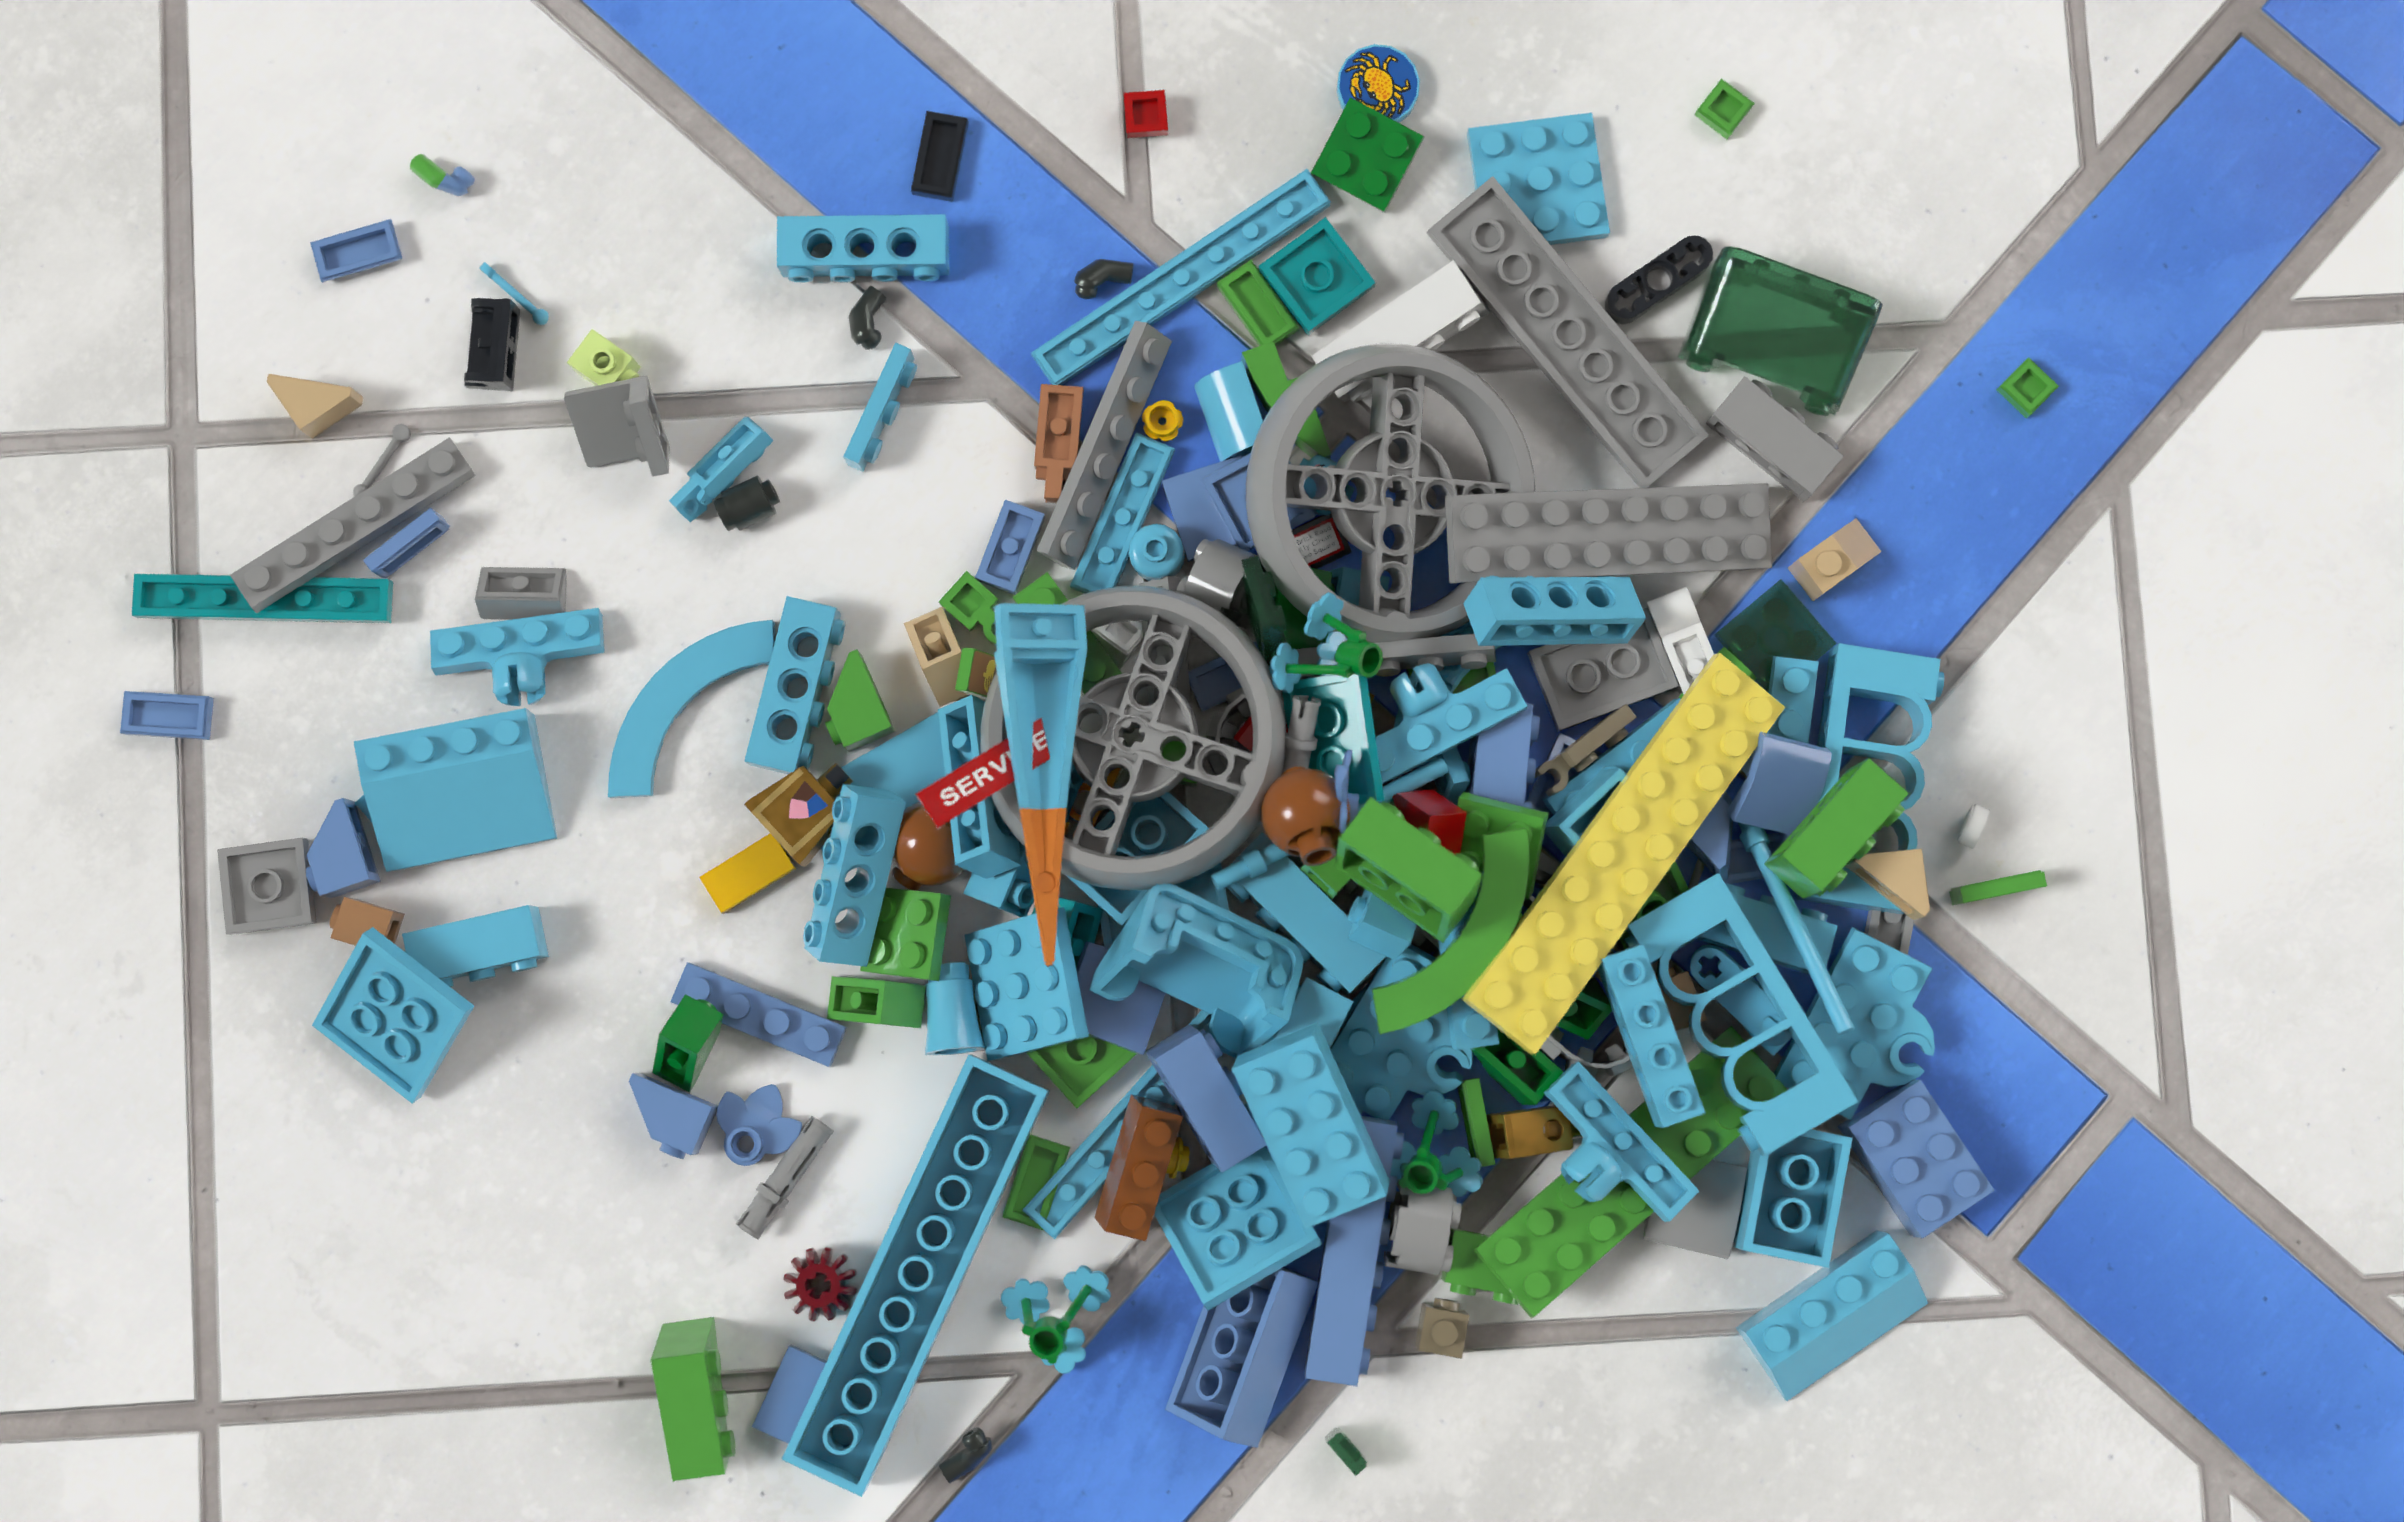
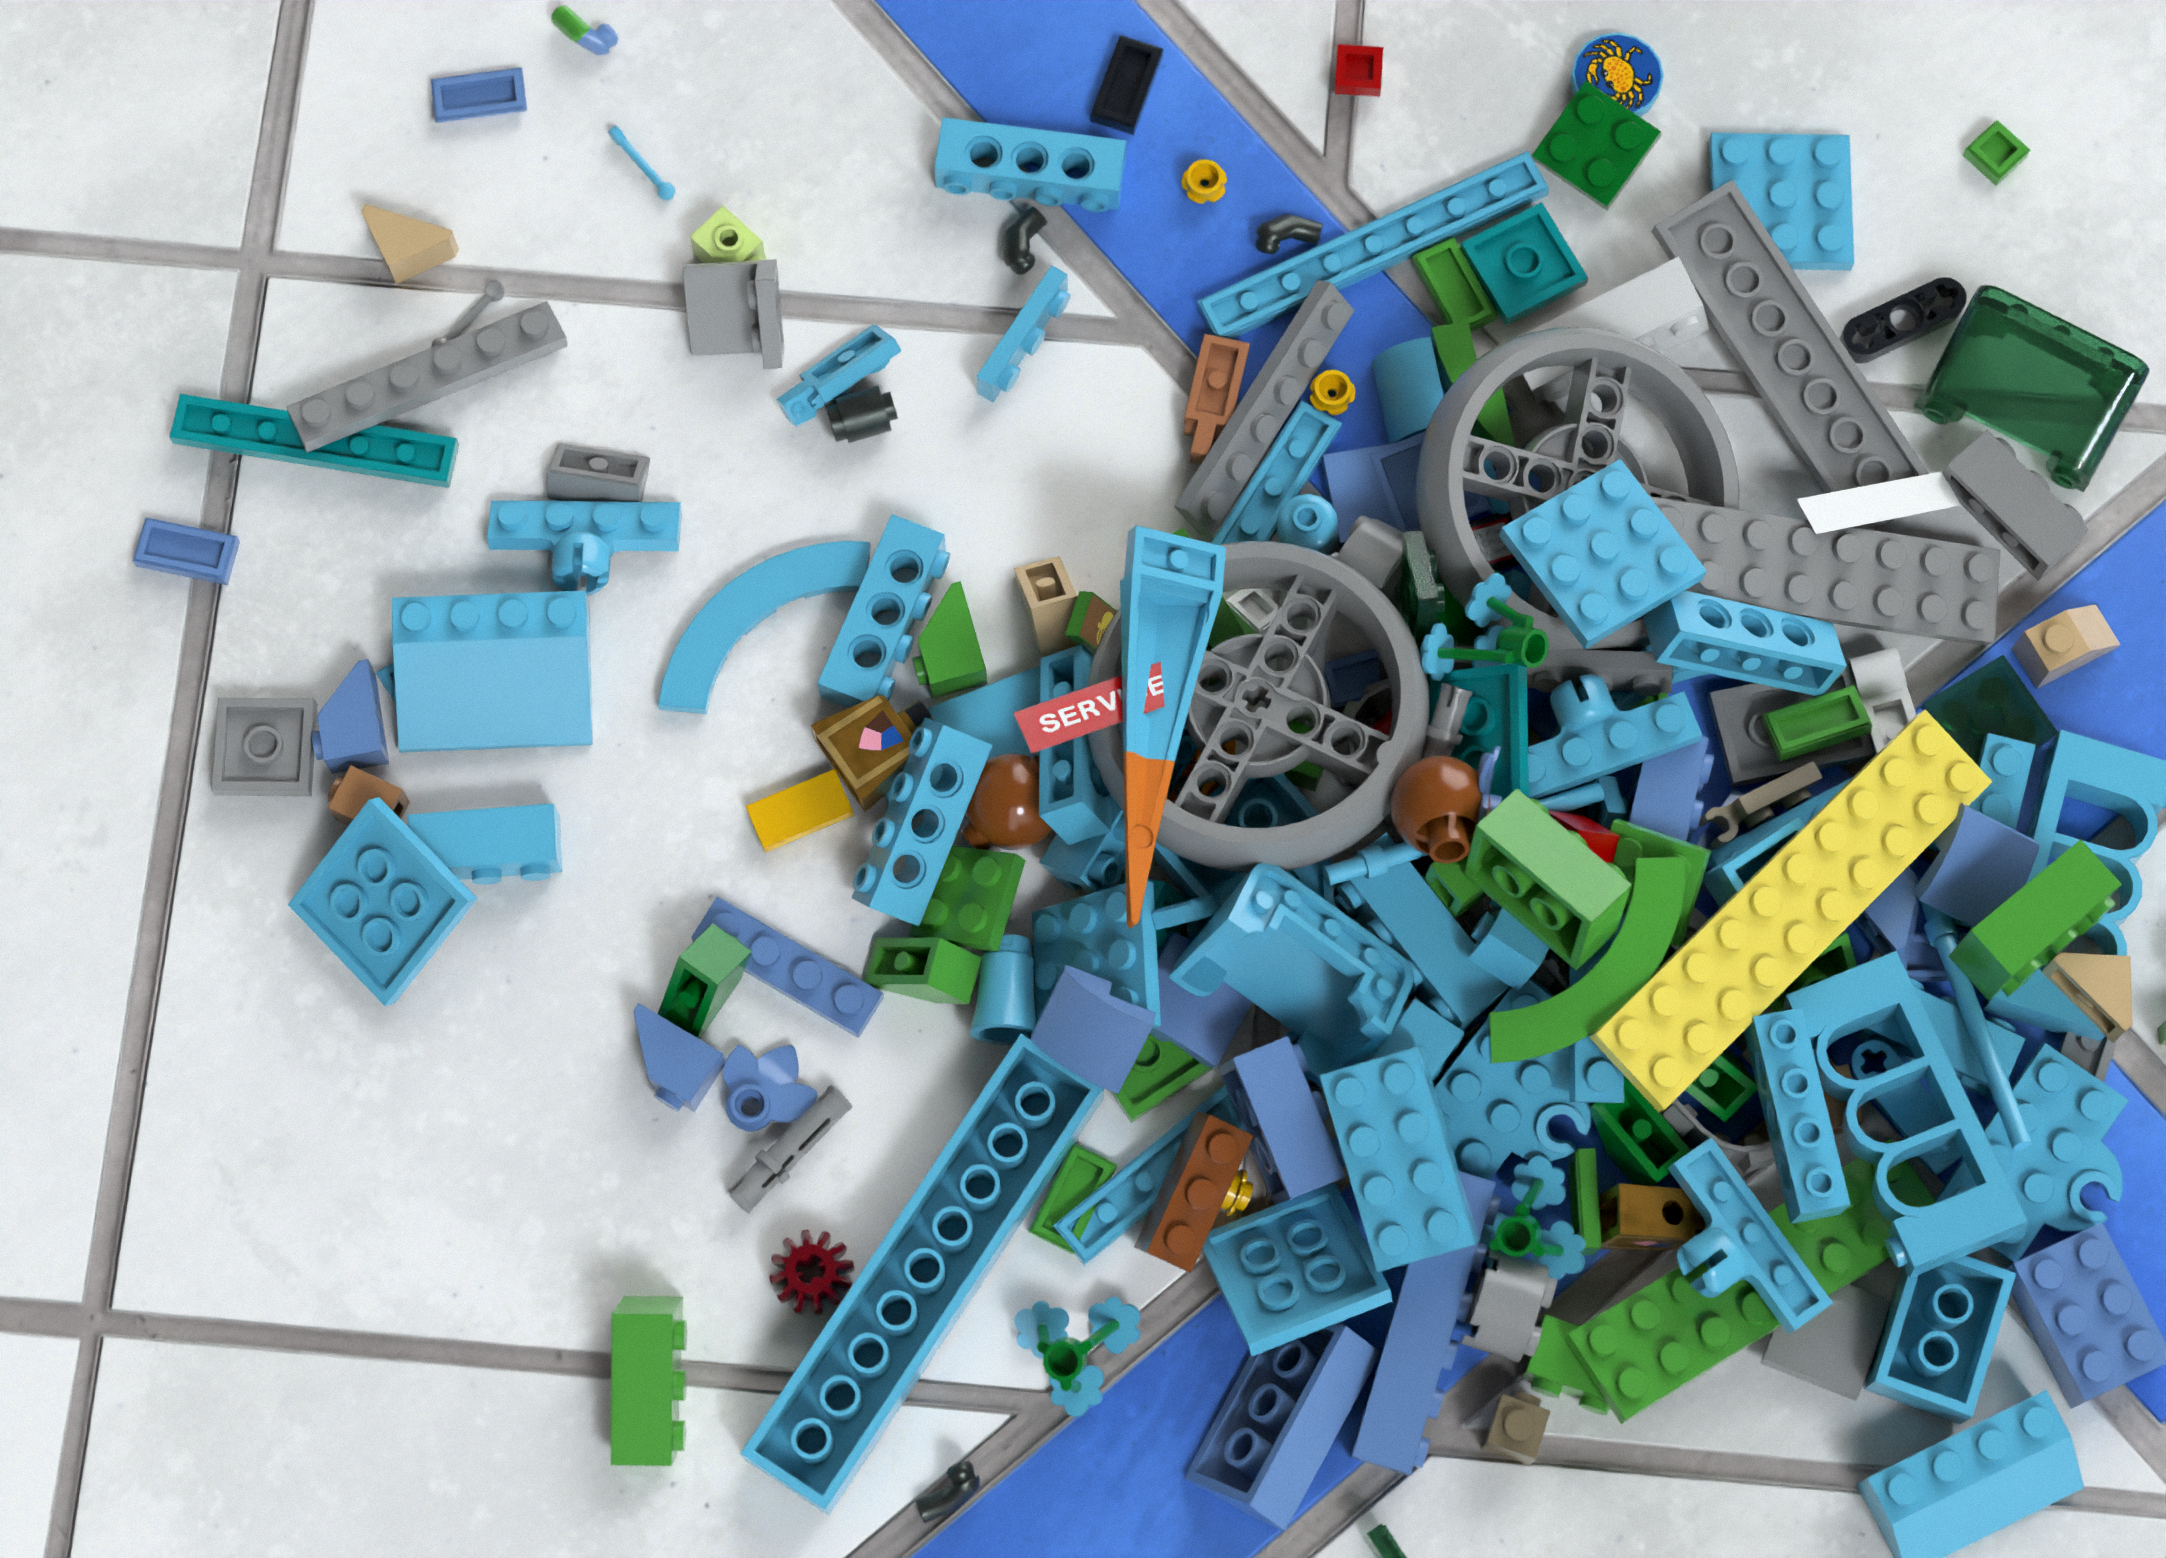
camera: 10 degrees right, 10 degrees down
(407, 543) = (482, 404): medium blue tile -> none
(492, 344) = (609, 211): black hinge -> none
(789, 1393) = (754, 1392): medium blue tile -> none
(971, 605) = (1093, 558): bright green plate -> none
(1010, 547) = (1145, 496): medium blue plate -> none
(1018, 229) = (1204, 170): none -> yellow plate
(1029, 1050) = (1091, 1029): none -> medium blue slope
(1096, 930) = (1185, 911): none -> medium azure tile
(1419, 557) = (1602, 553): none -> medium azure plate
(1626, 668) = (1817, 723): none -> bright green tile
(1656, 460) = (1878, 502): none -> white sticker

